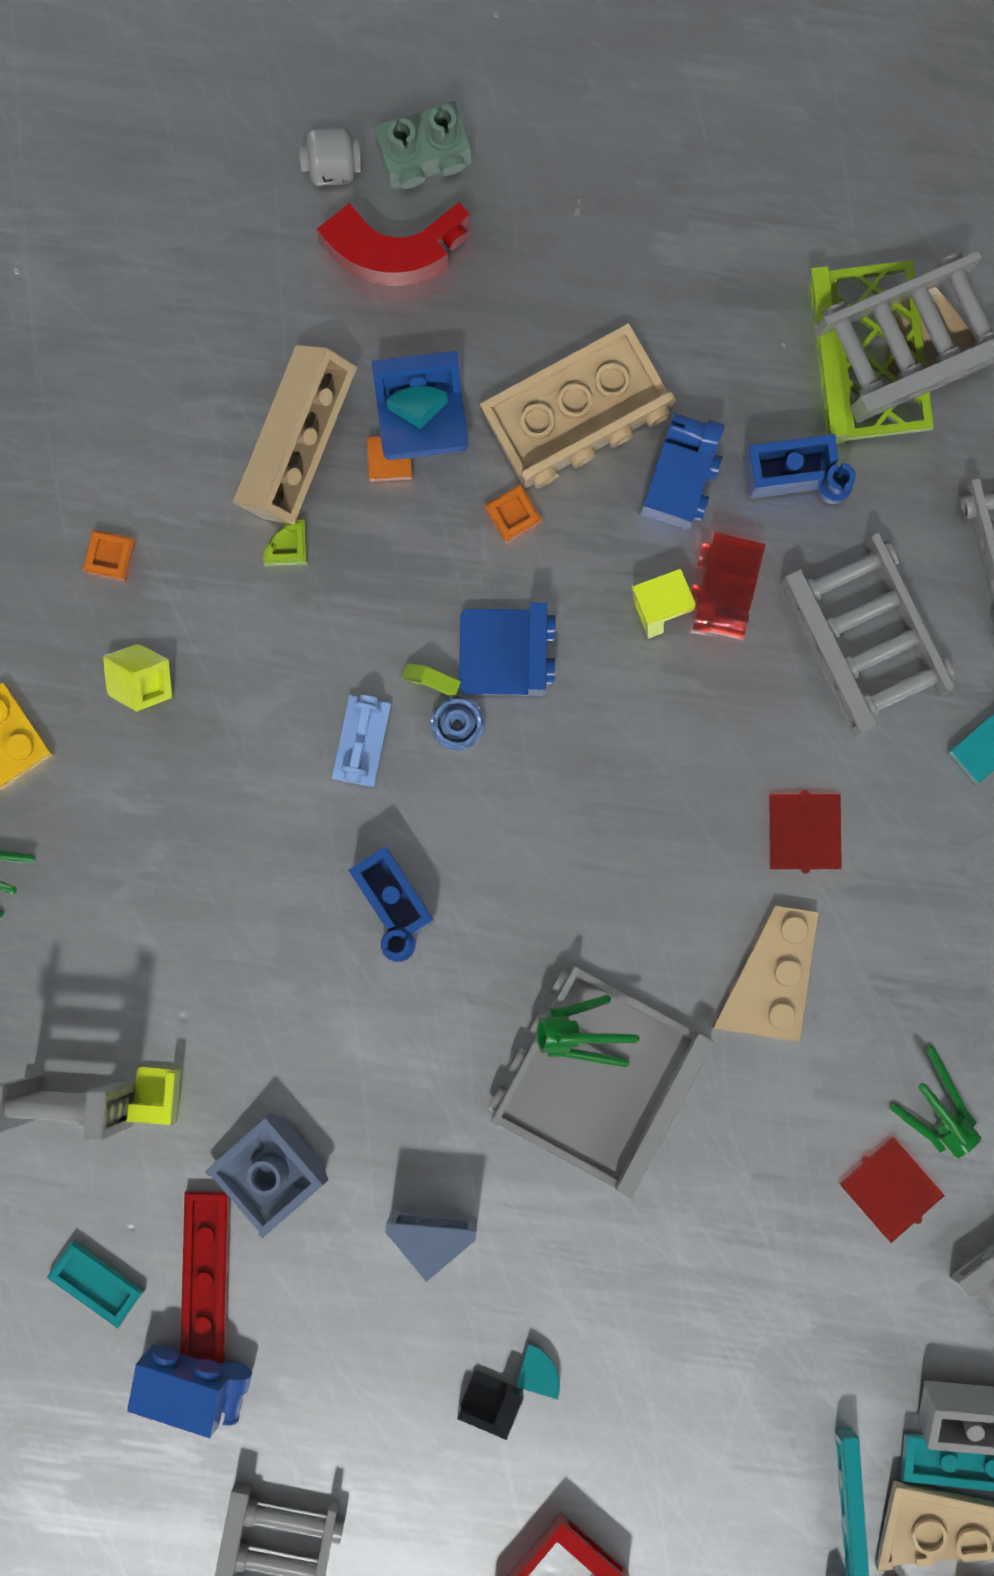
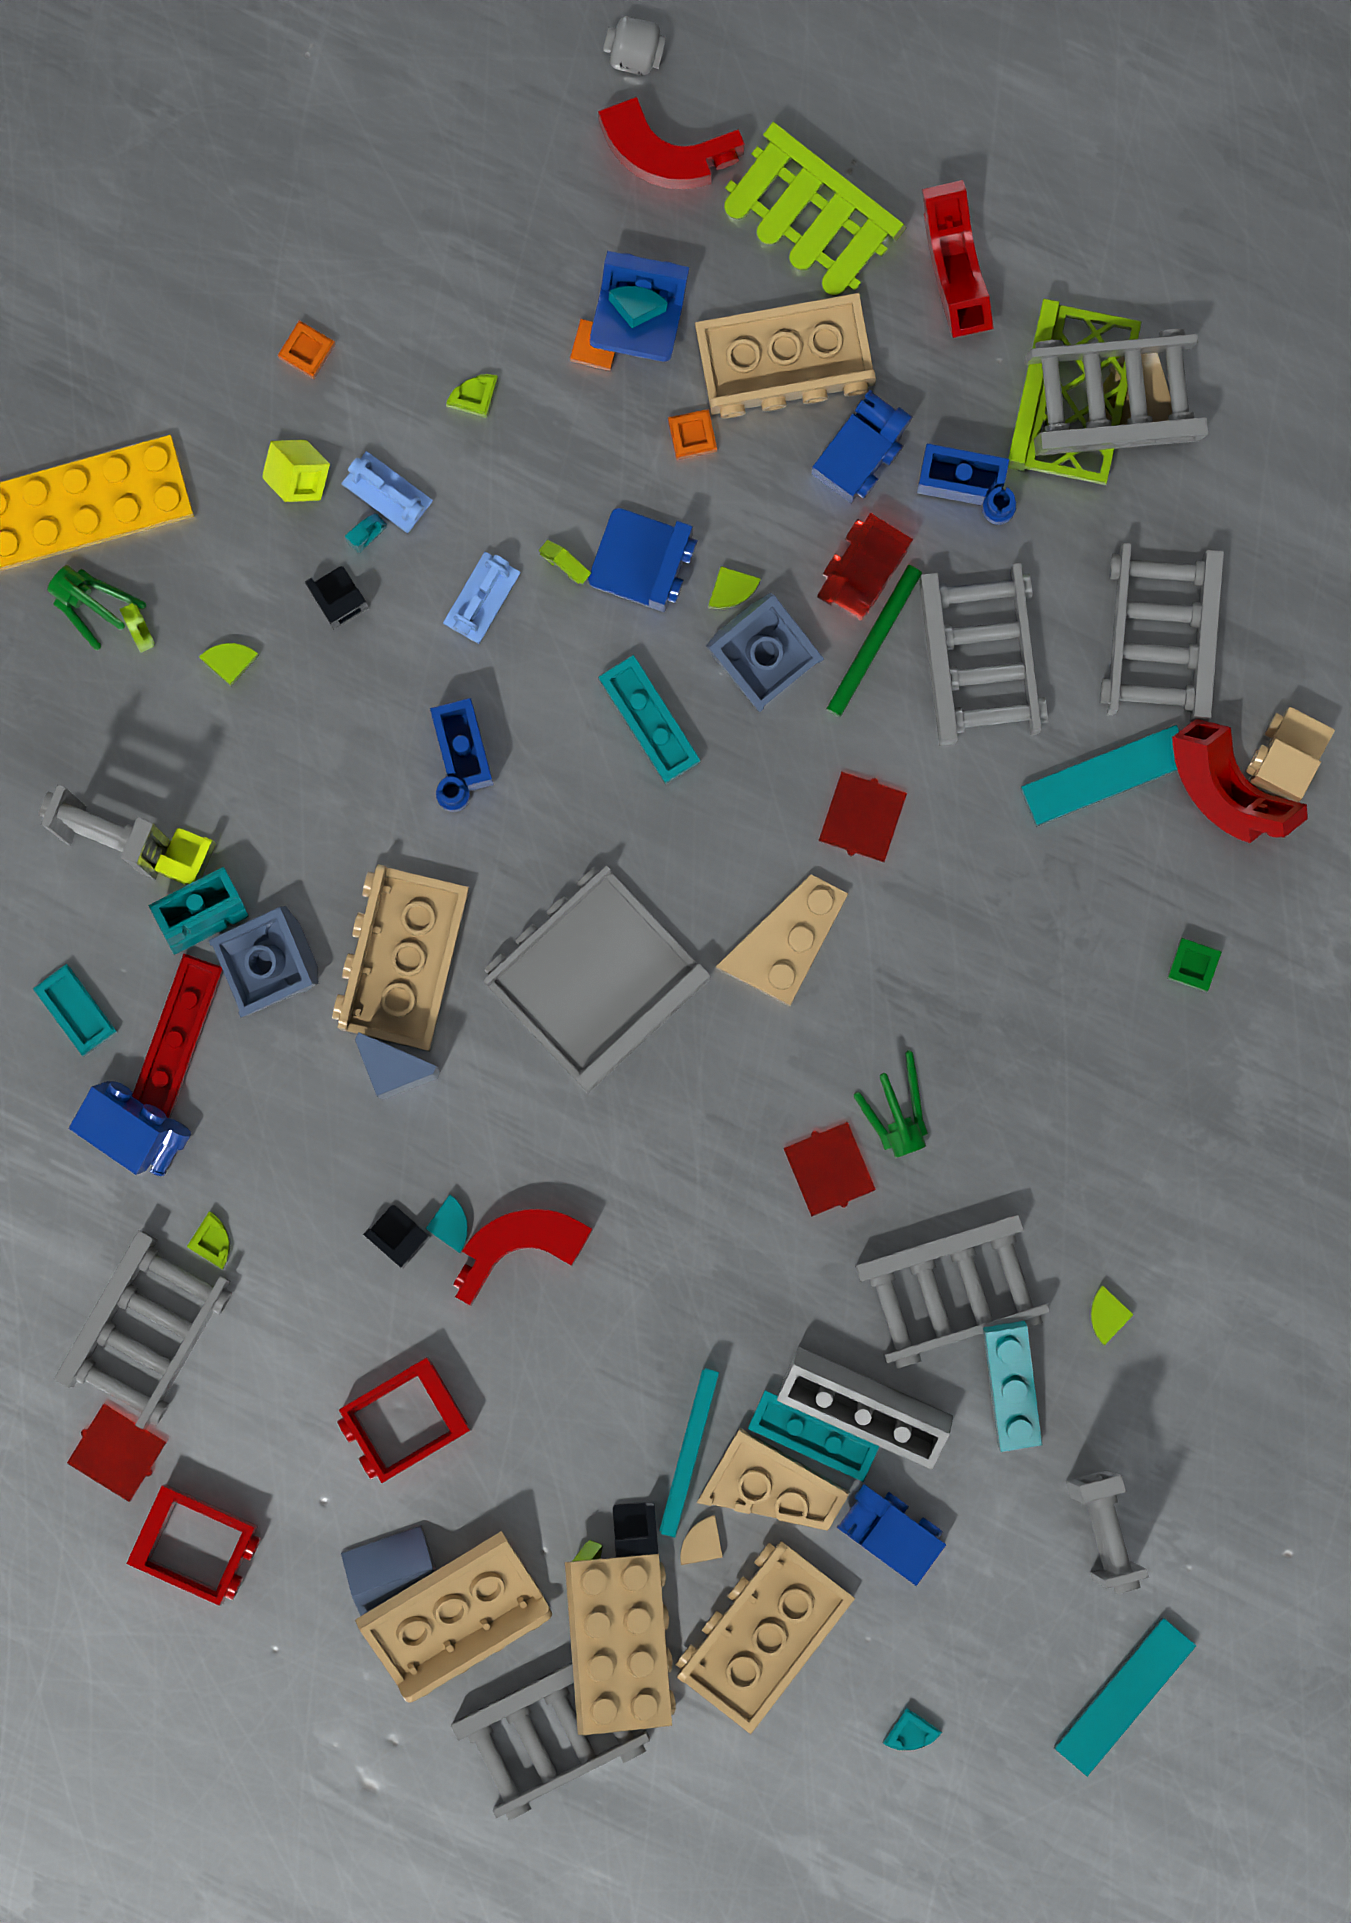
camera: 20 degrees right, 0 degrees up
(32, 882) = (137, 627): none -> lime tile
(134, 885) = (229, 660): none -> lime tile
(184, 1147) = (198, 910): none -> teal brick
(219, 787) = (337, 597): none -> black panel
(226, 715) = (365, 532): none -> teal tile
(233, 668) = (386, 491): none -> light blue hinge
(295, 434) = (514, 294): tan brick -> none
(308, 1470) = (211, 1241): none -> lime tile
(401, 1124) = (401, 957): none -> tan bracket
(423, 145) = (724, 64): sand green brick -> none
(460, 709) = (569, 598): medium blue plate -> none
(558, 1034) = (571, 920): green plant -> none
(566, 806) = (649, 719): none -> teal plate
(579, 256) = (797, 196): none -> lime fence
(602, 651) = (732, 589): none -> lime tile
(616, 1354) = (514, 1231): none -> red arch
(655, 701) = (763, 650): none -> sand blue slope
(661, 601) = (801, 559): neon yellow panel -> none
(709, 260) = (955, 259): none -> red arch
(757, 656) = (874, 641): none -> green bar

